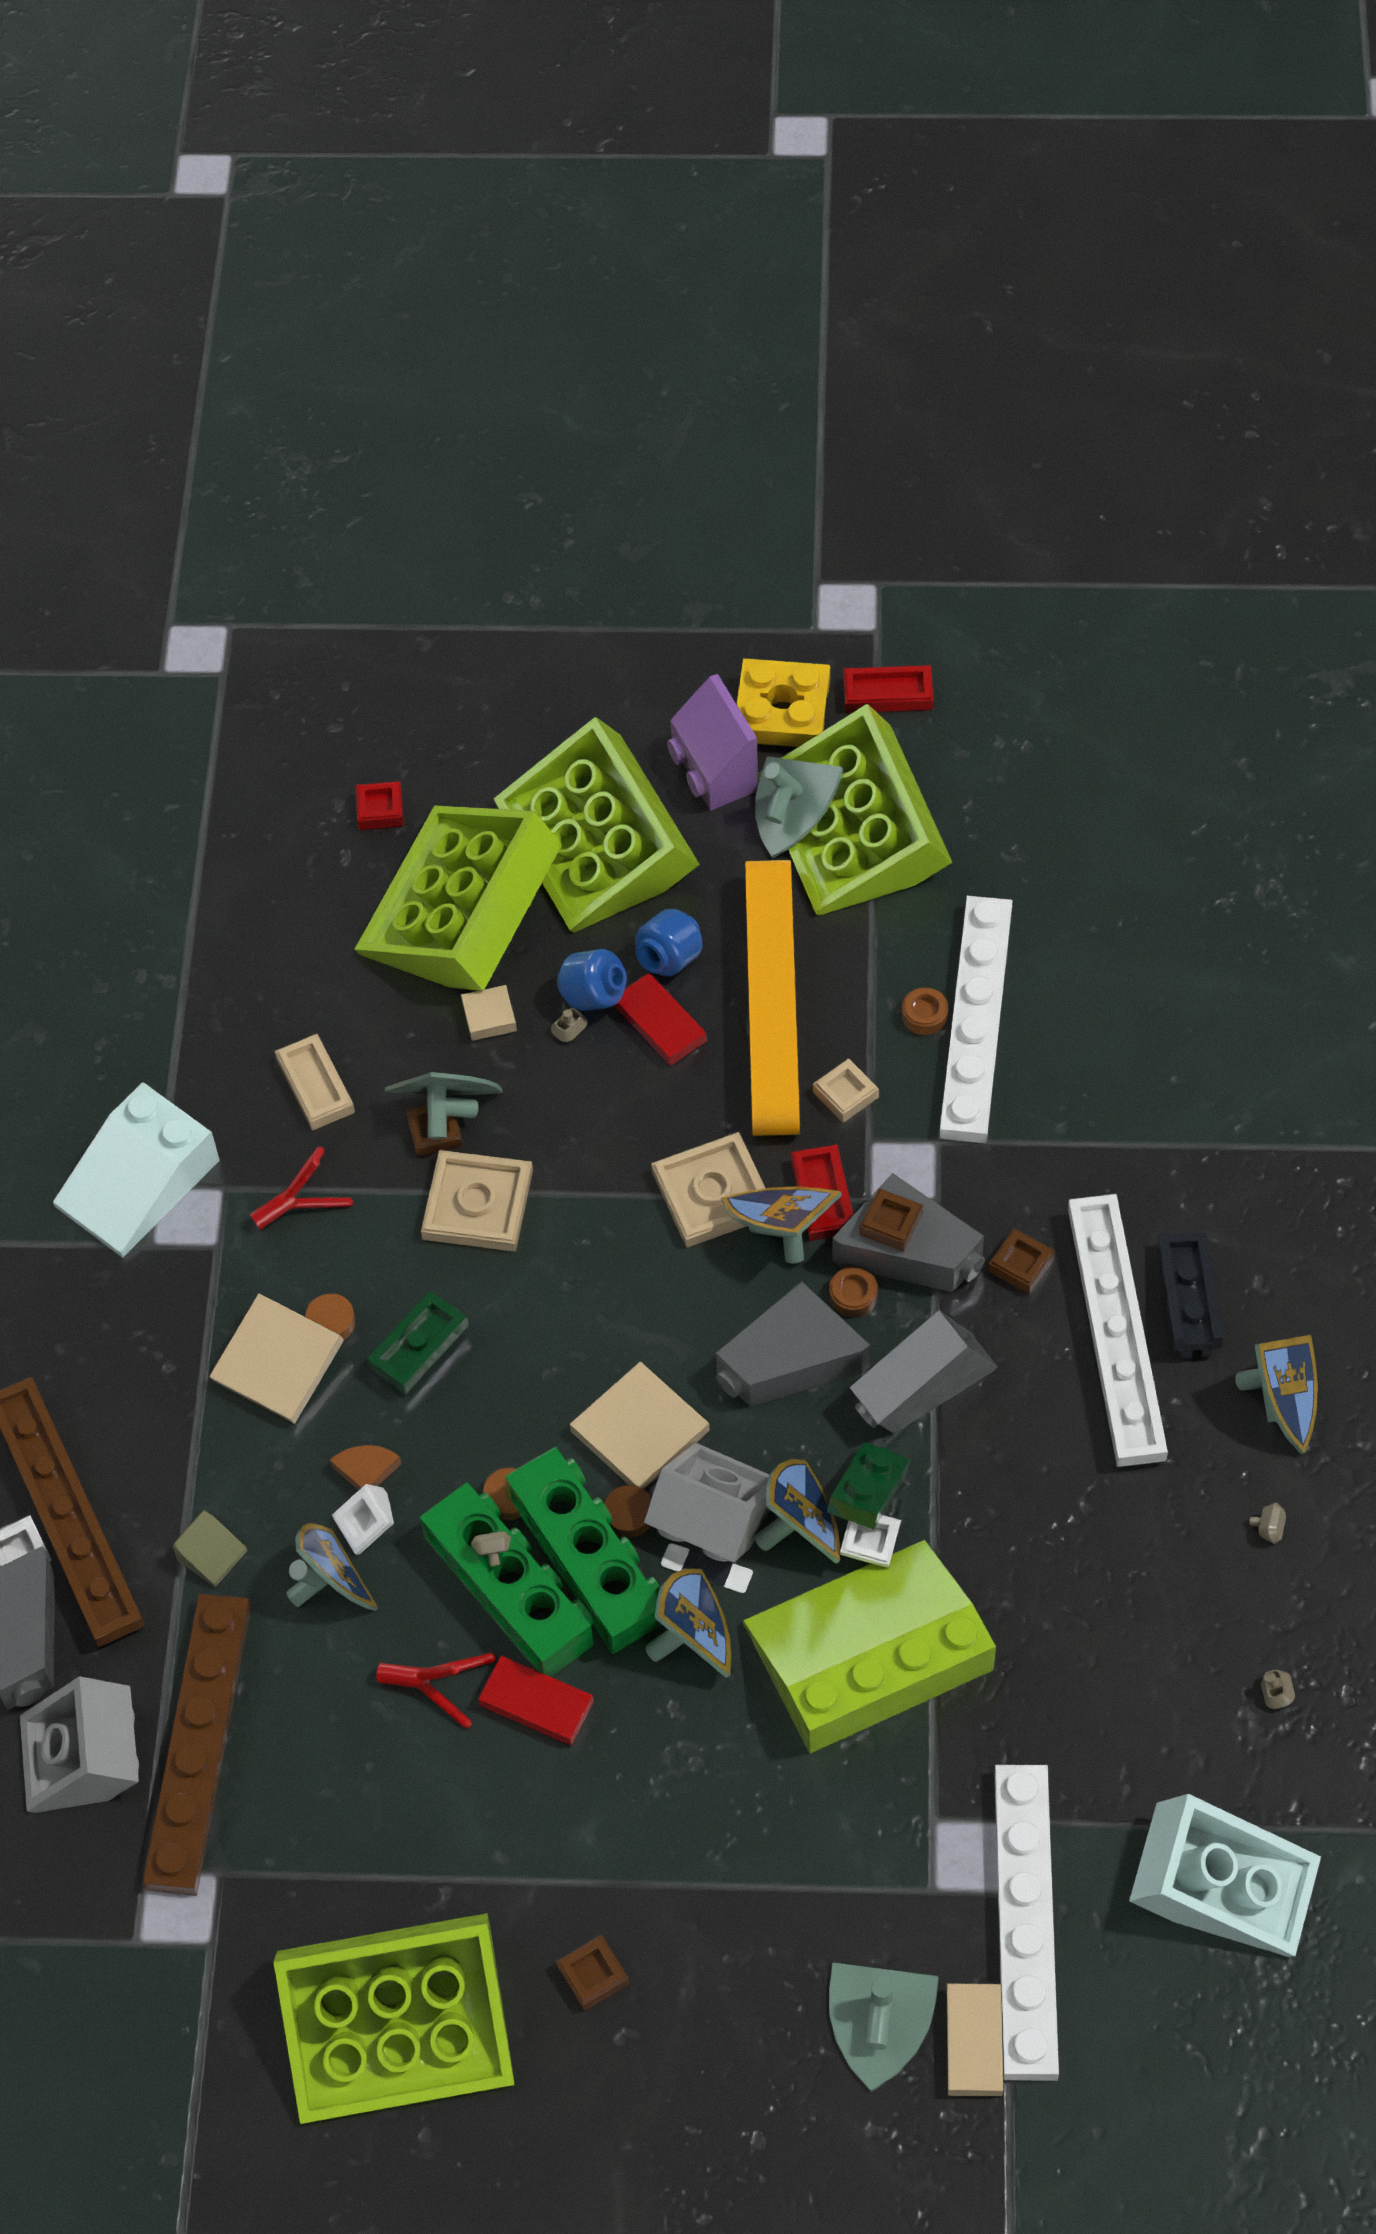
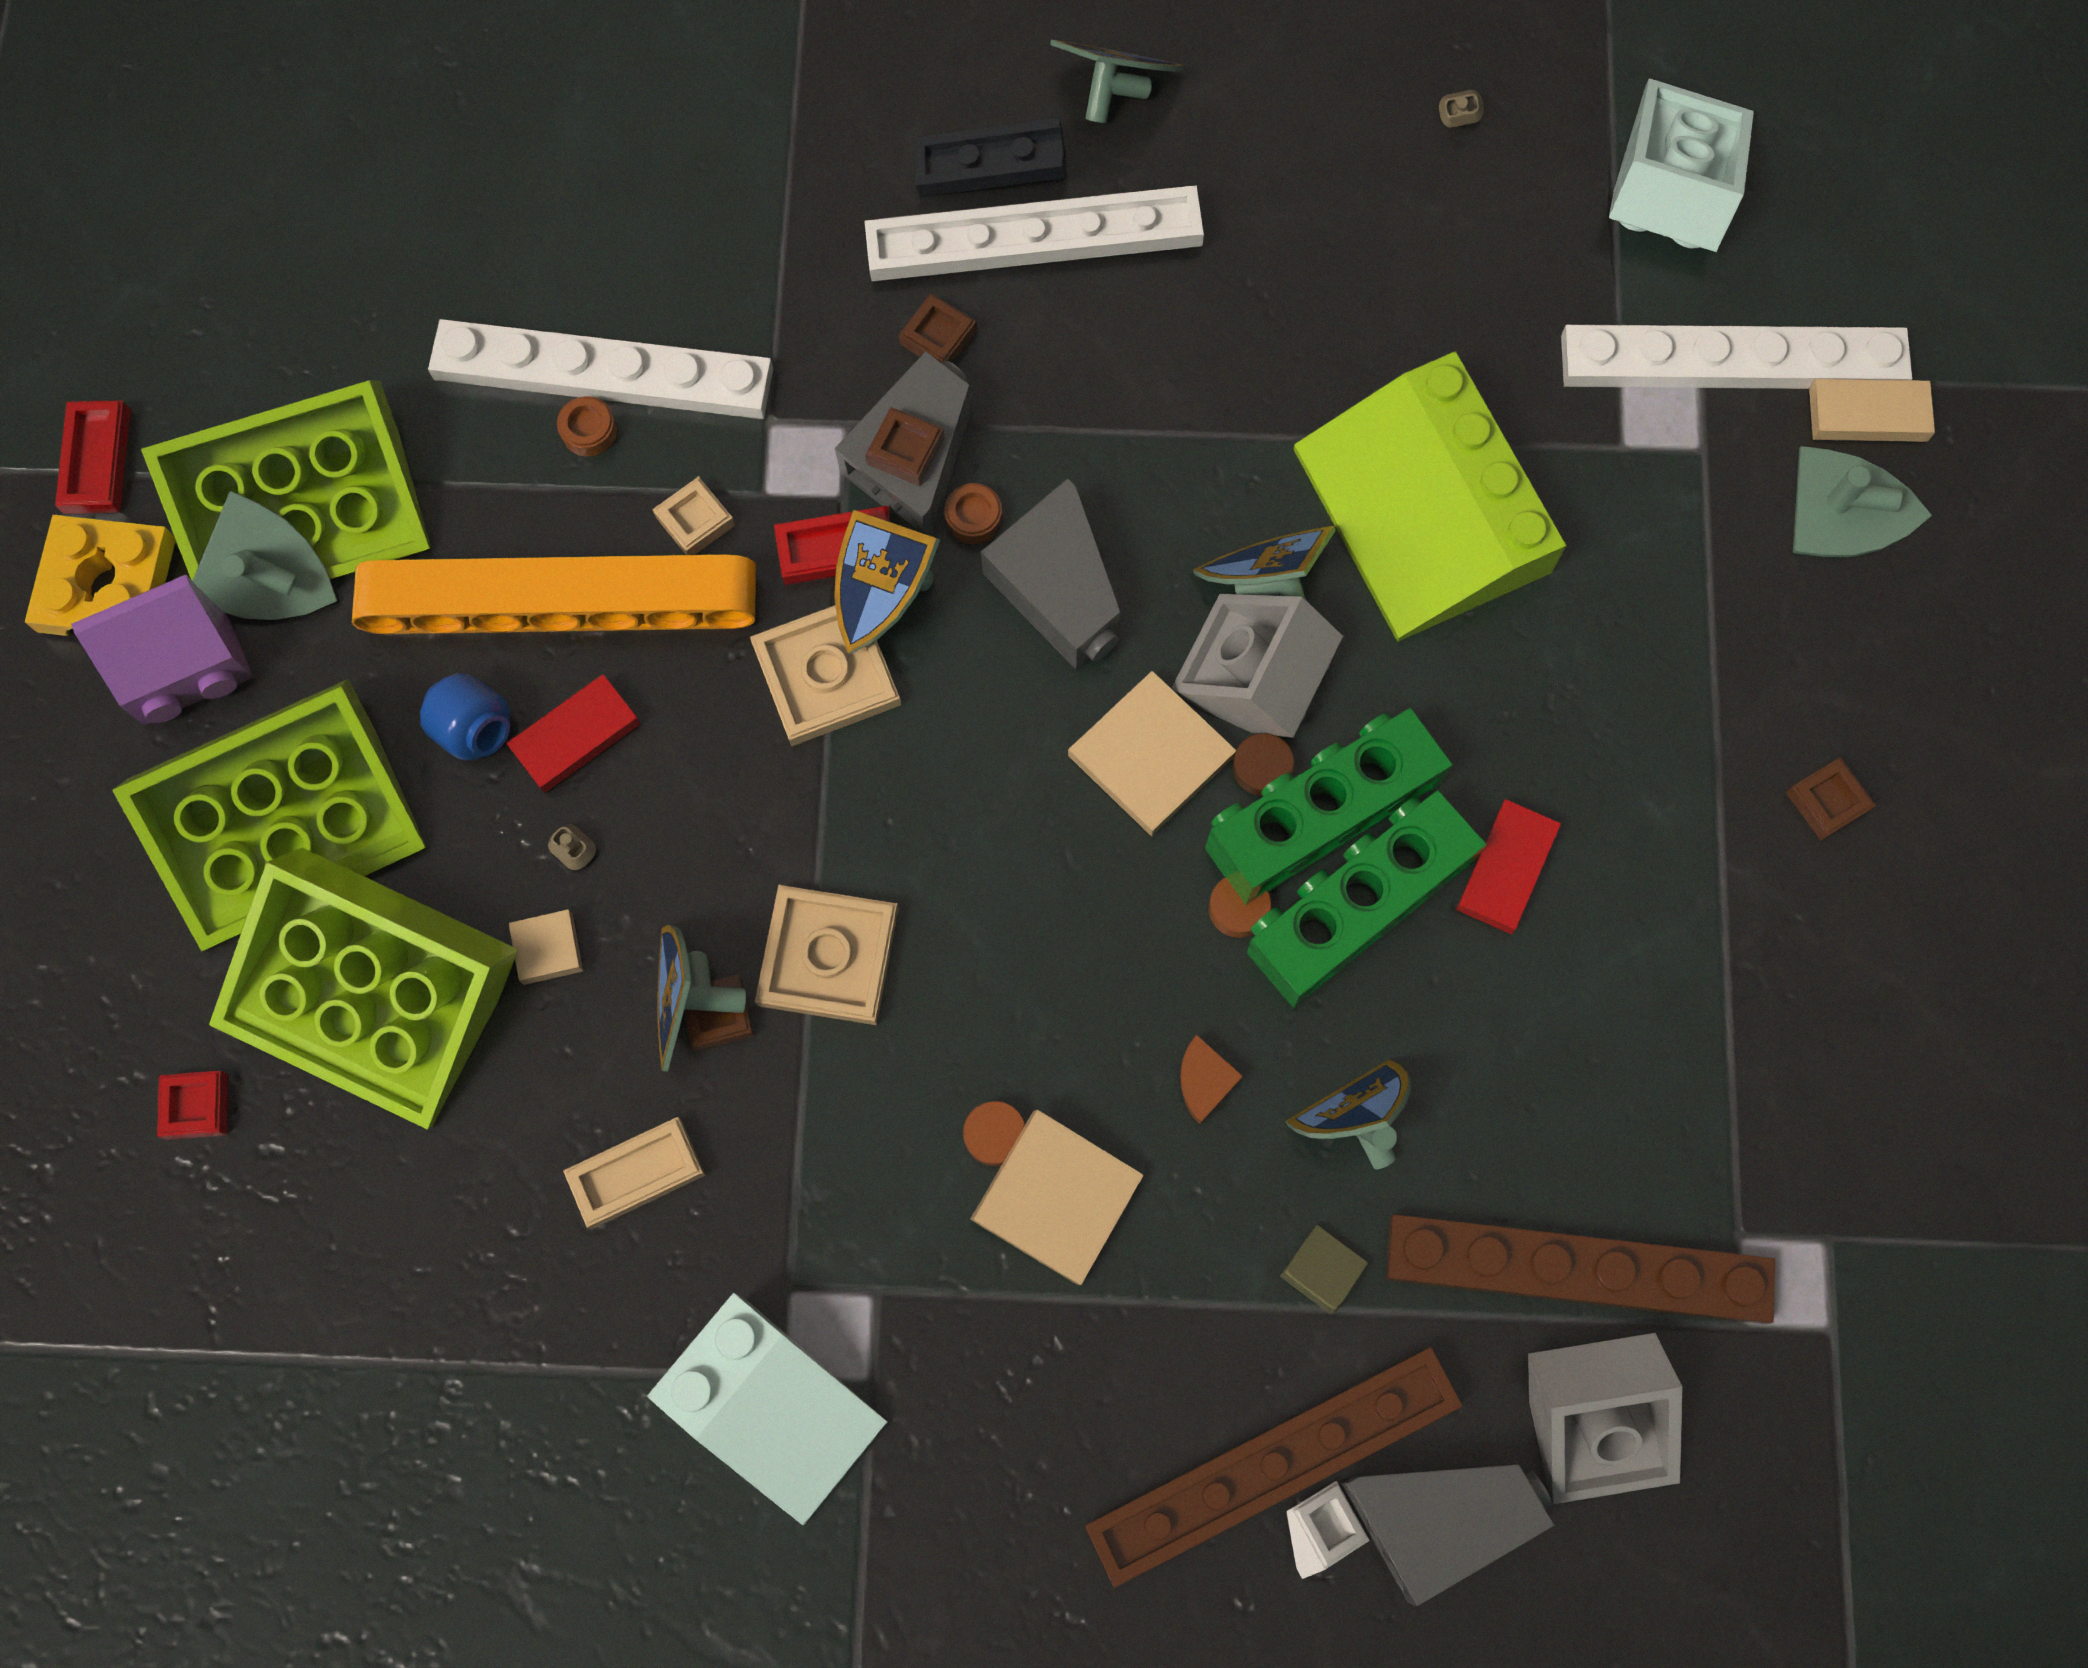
camera: 90 degrees left, 15 degrees up
(286, 1200) = (815, 1190): red plant -> none
(364, 1517) = (1276, 1075): white slope -> none
(393, 2018) = (1908, 1012): lime slope -> none
(417, 1342) = (1036, 1018): dark green plate -> none
(420, 1678) = (1489, 997): red plant -> none
(491, 1545) = (1343, 902): dark tan rock -> none
(592, 980) = (518, 807): blue head -> none
(692, 1617) = (1415, 683): shield -> none
(716, 1572) = (1328, 692): sticker -> none
(868, 1485) = (1240, 491): dark green plate -> none
(871, 1545) = (1299, 497): white slope -> none
(921, 1374) = (1100, 431): slope -> none
(1270, 1523) = (1270, 100): dark tan rock -> none

